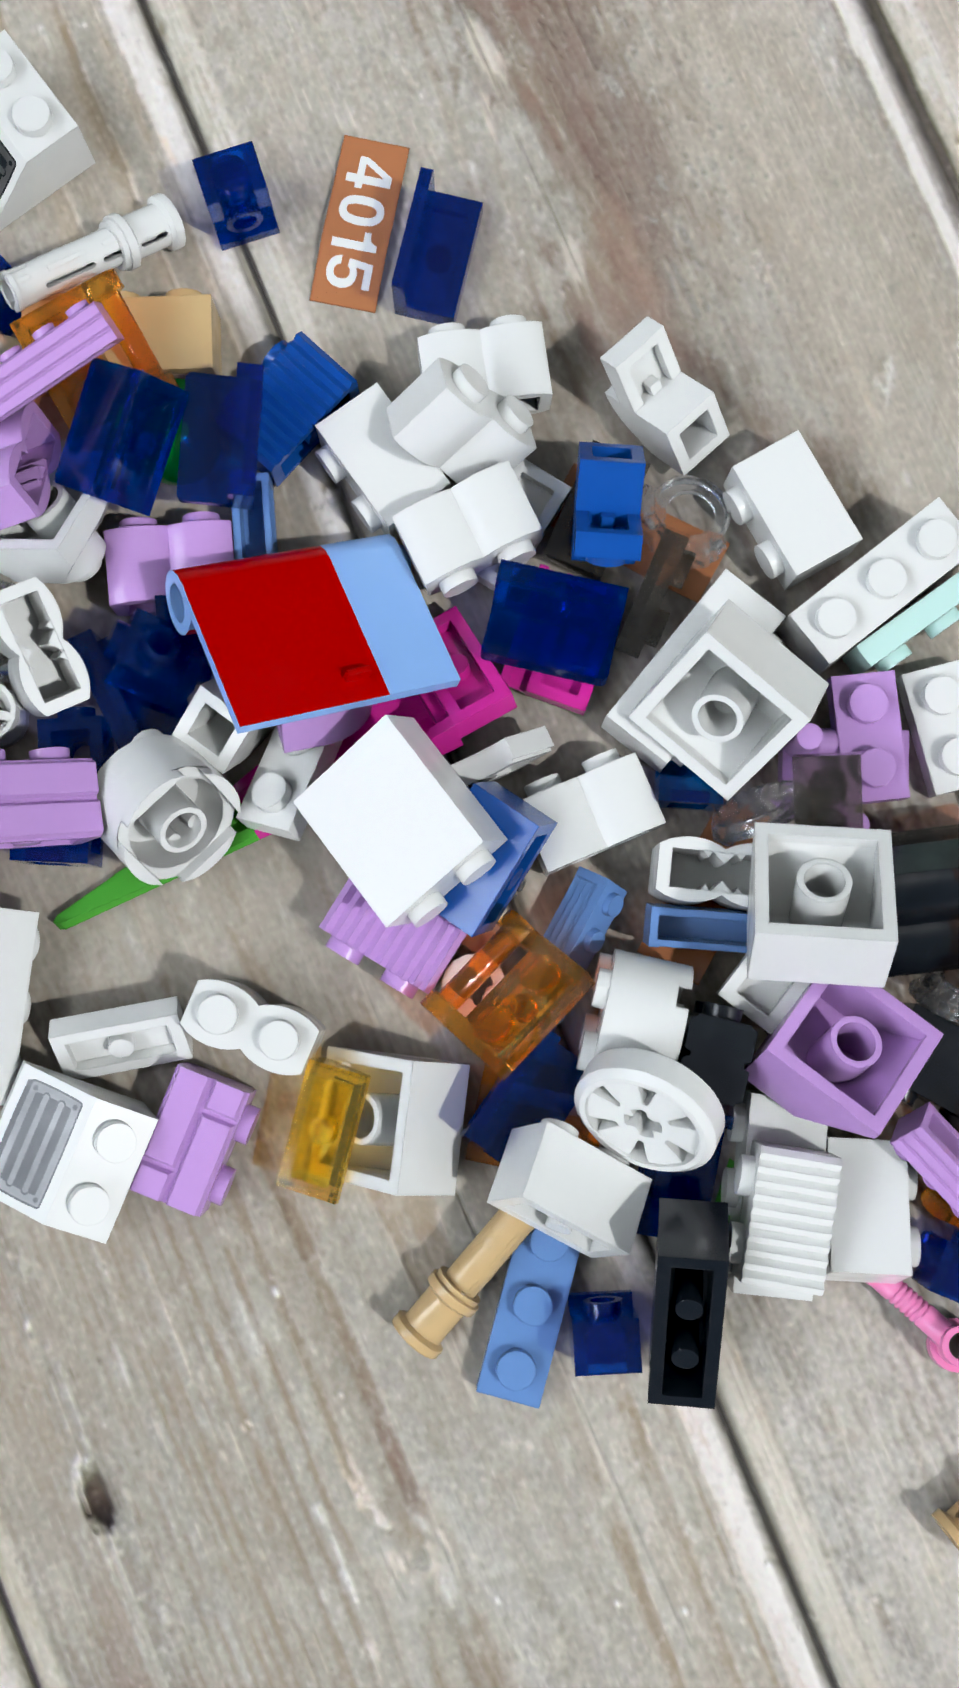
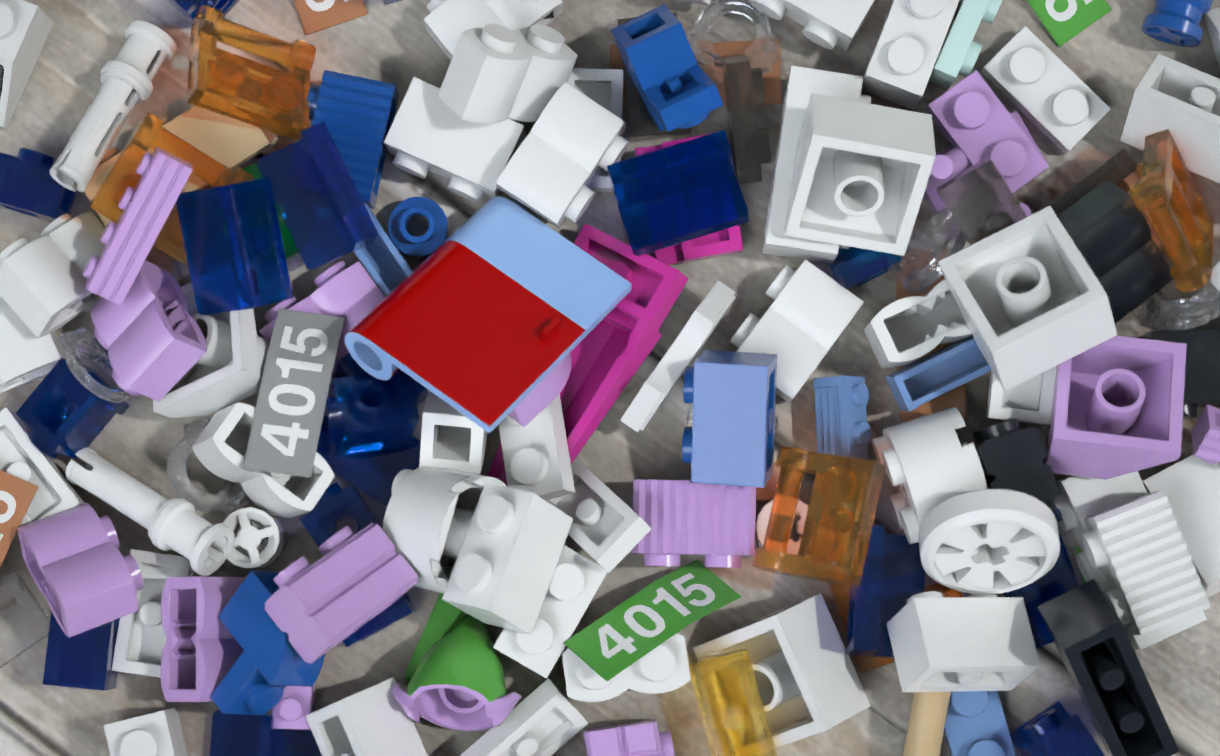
camera: 30 degrees left, 0 degrees up
(92, 600) = (293, 393): none -> light grey sticker
(94, 949) = (459, 682): none -> hat
(197, 863) = (508, 558): none -> white brick
(216, 934) = (564, 605): none -> white brick
(217, 301) = (243, 86): none -> clear orange plate
(298, 996) = (650, 618): none -> bright green sticker
(300, 503) = (424, 244): none -> blue plate
(303, 880) = (601, 520): none -> white plate
(401, 822) = (655, 428): white brick -> none

